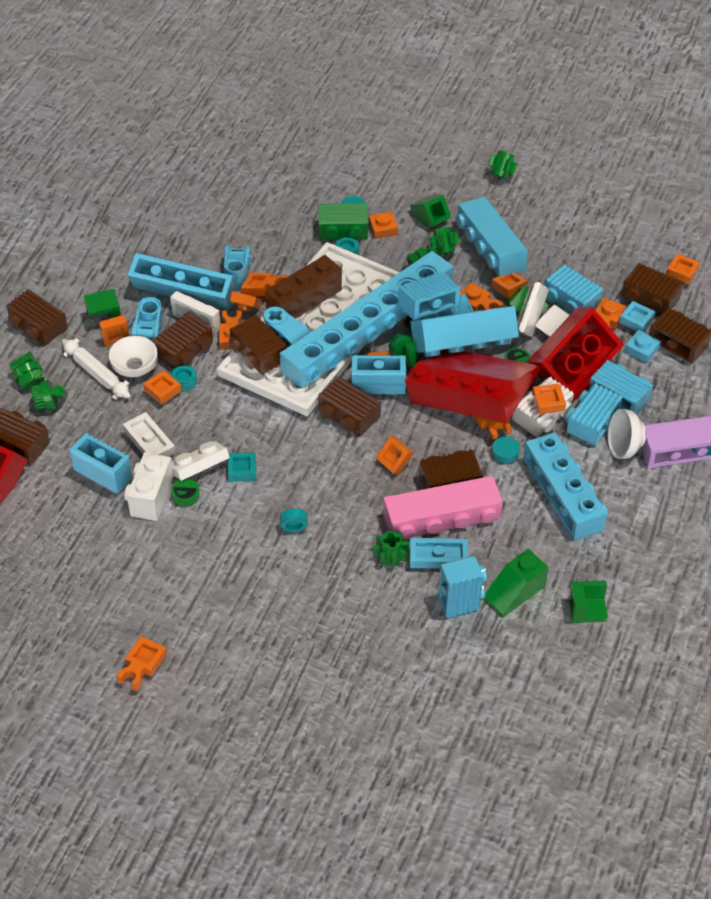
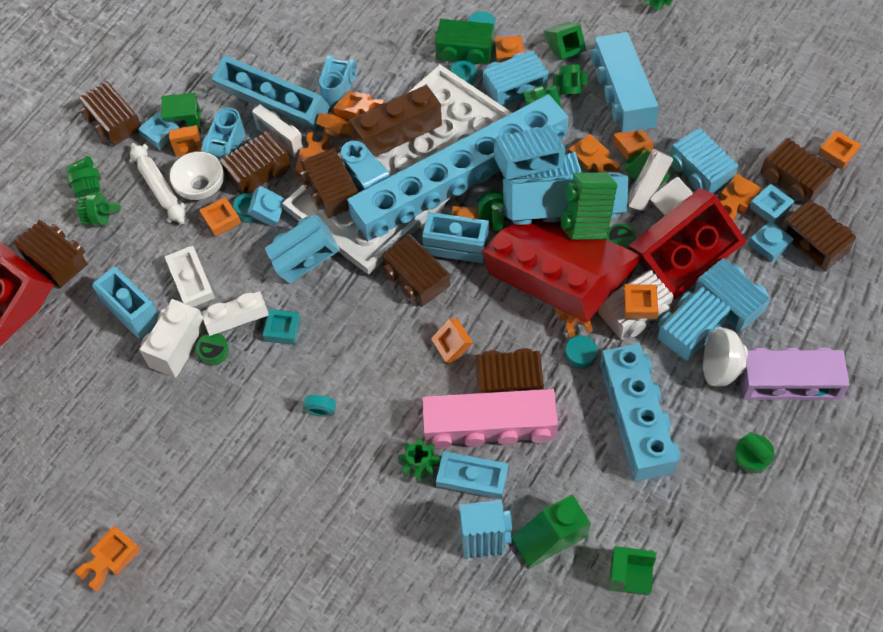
camera: 15 degrees right, 10 degrees up
(84, 325) = (157, 131): none -> medium azure plate
(202, 373) = (266, 206): none -> medium azure plate
(246, 400) = (301, 248): none -> medium azure brick
(394, 244) = (513, 77): none -> medium azure brick
(489, 332) = (589, 206): none -> green brick
(666, 503) = (753, 453): none -> green piece

